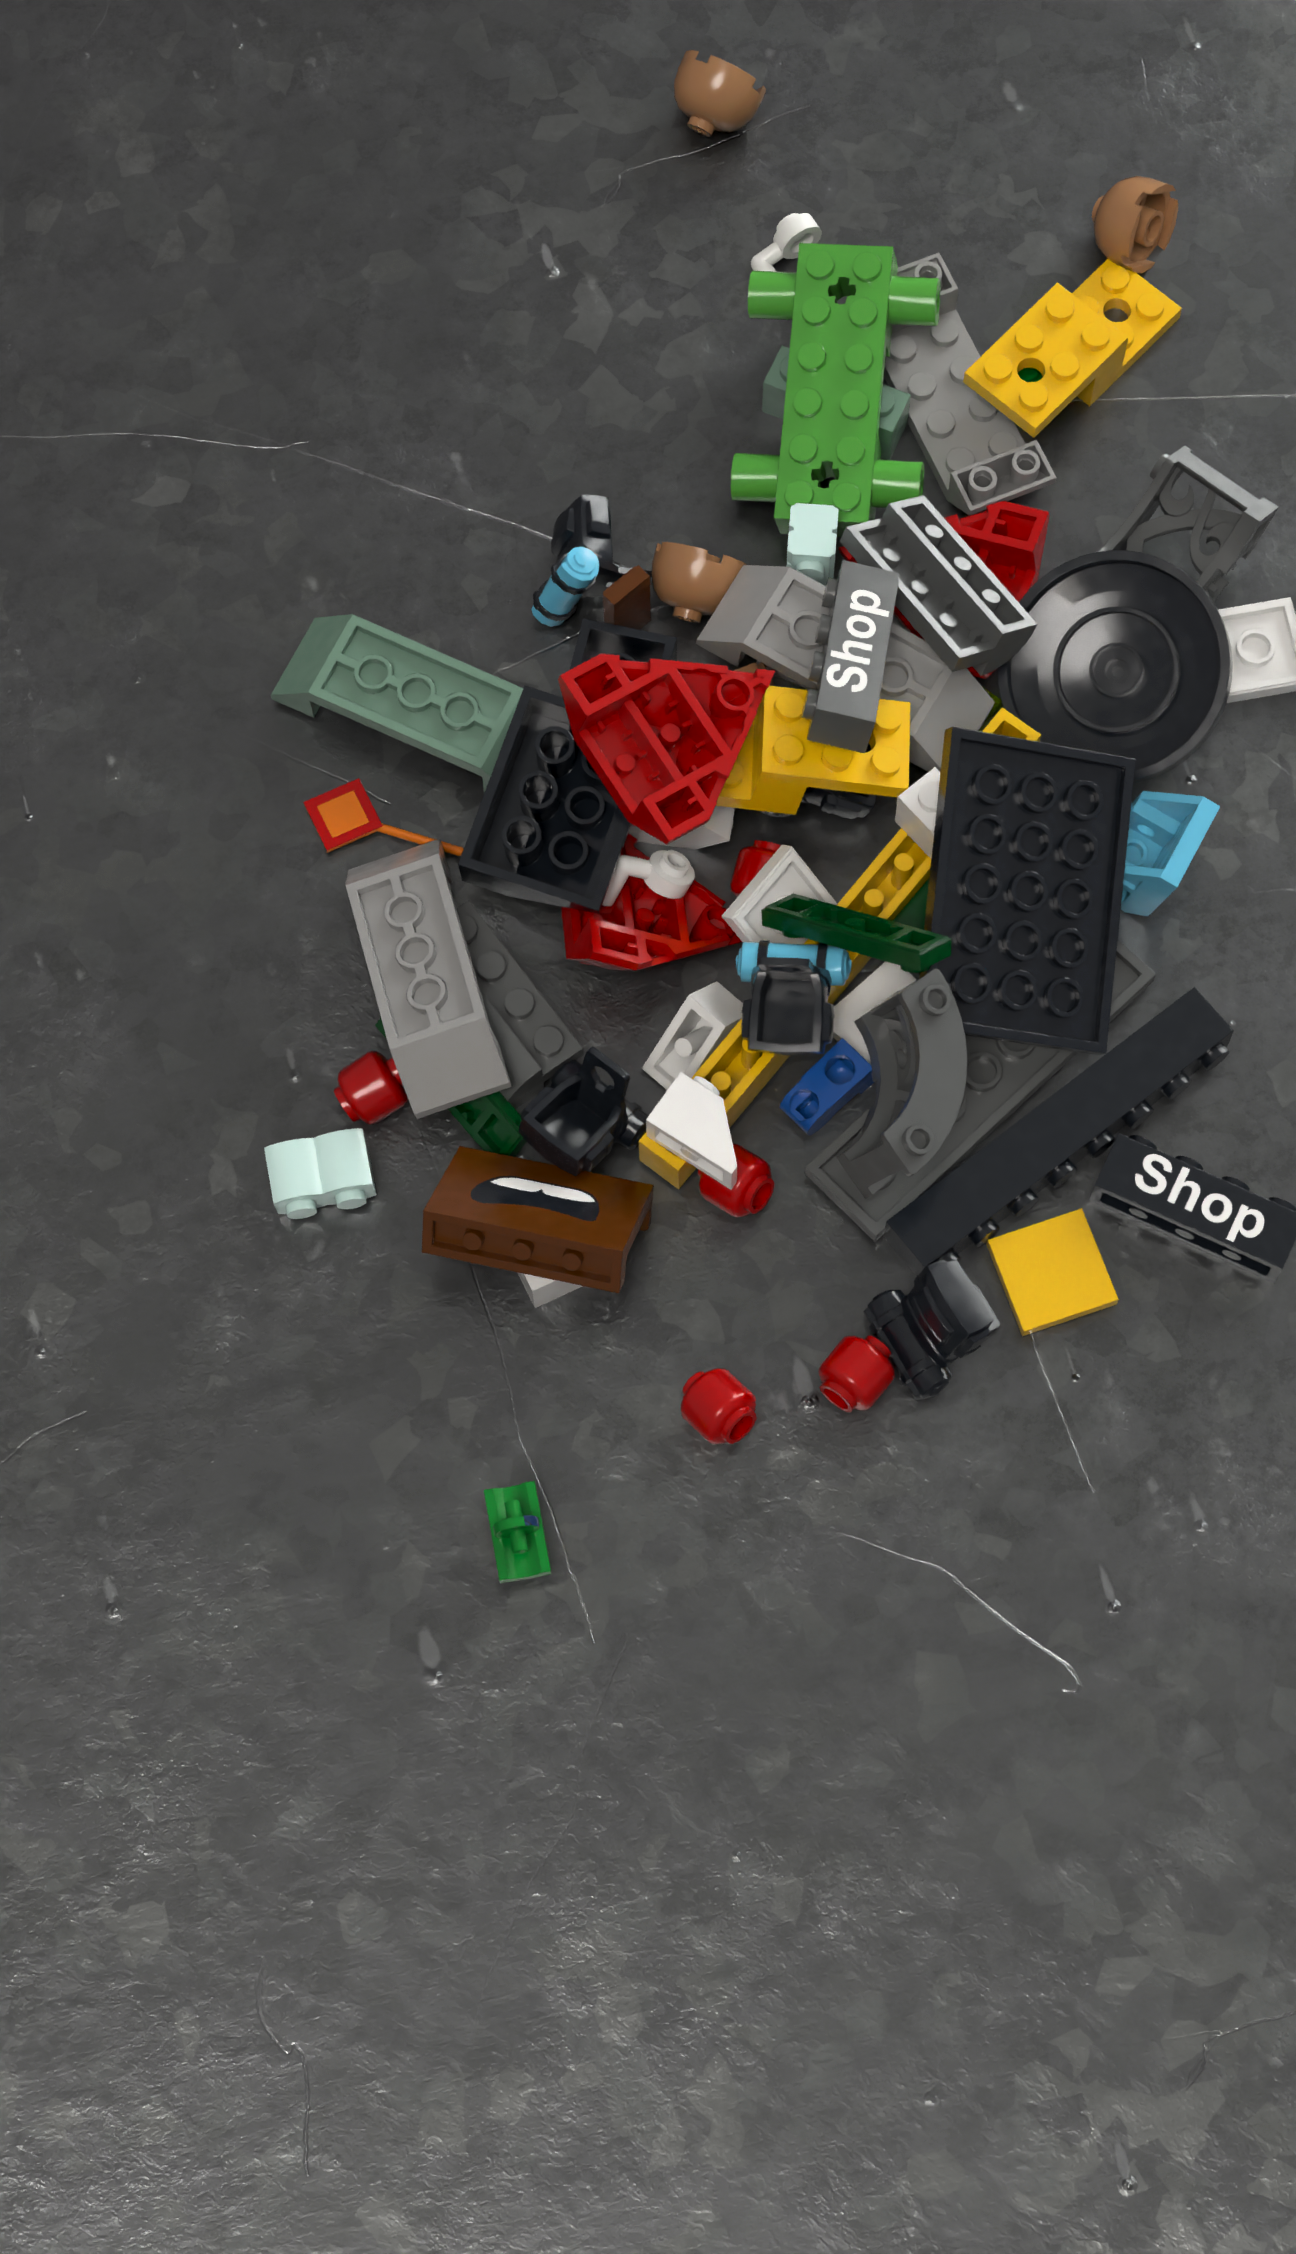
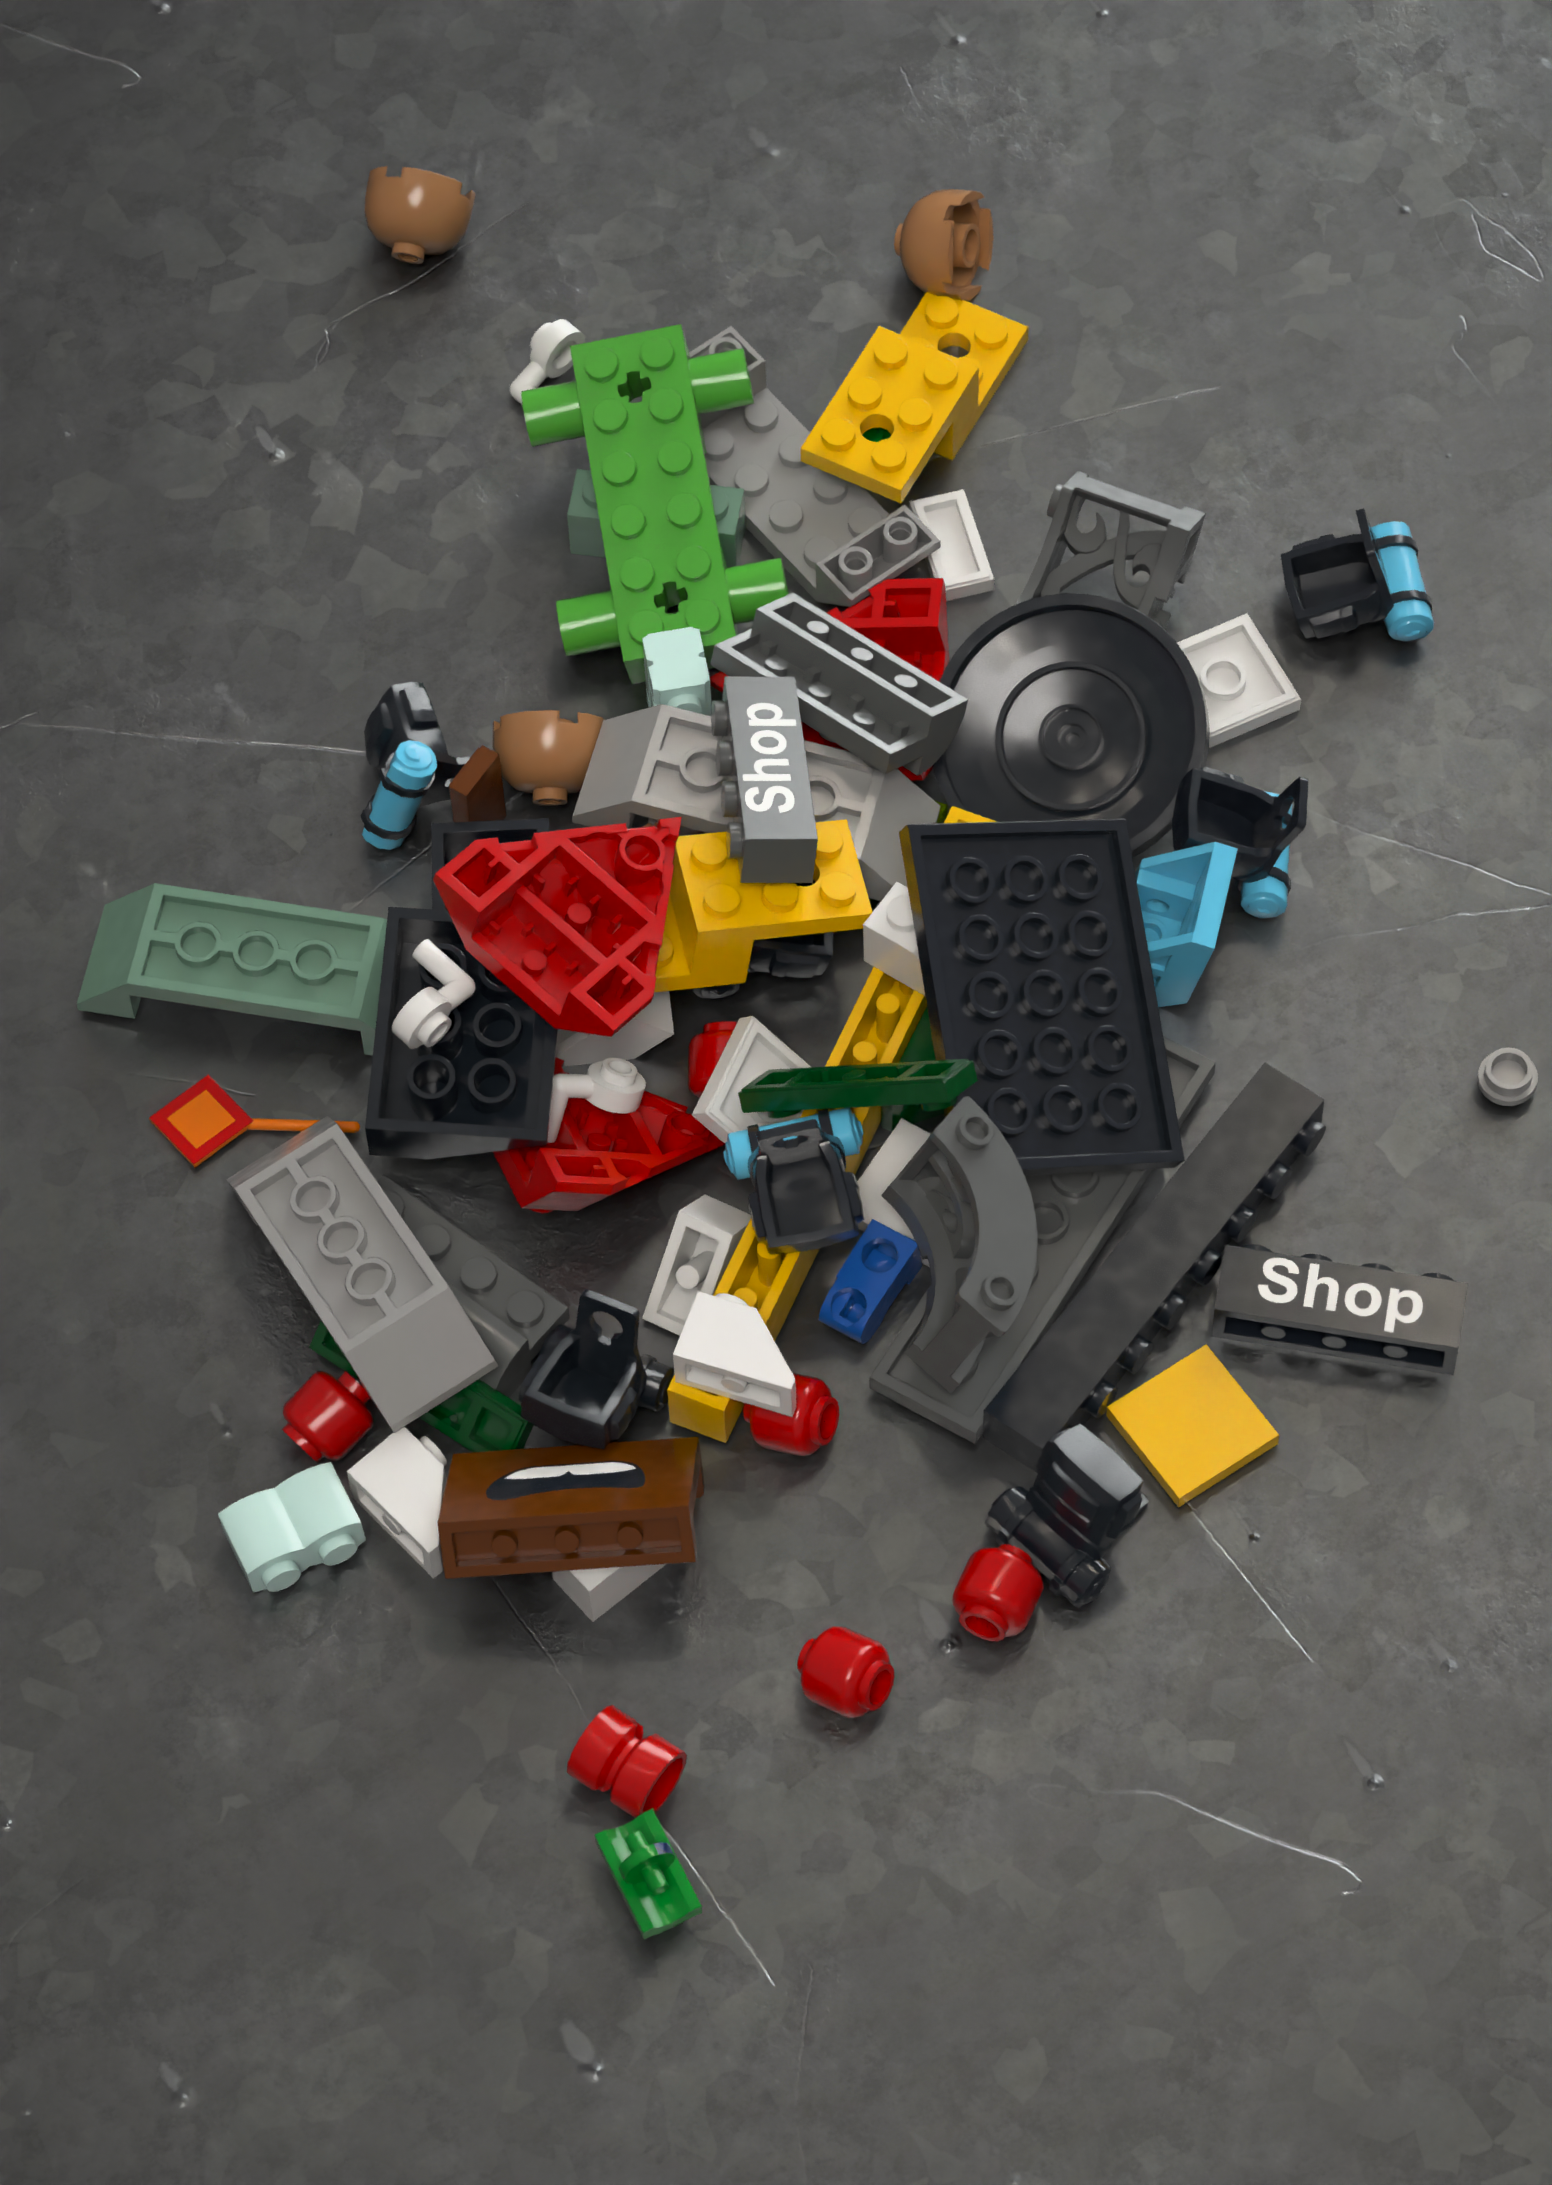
camera: 15 degrees left, 10 degrees down
(414, 1163) = (403, 1492): none -> white slope
(528, 785) = (426, 1014): none -> white plate
(530, 1441) = (619, 1759): none -> red wheel
(1071, 496) = (961, 553): none -> white tile
(1235, 780) = (1258, 823): none -> black piece

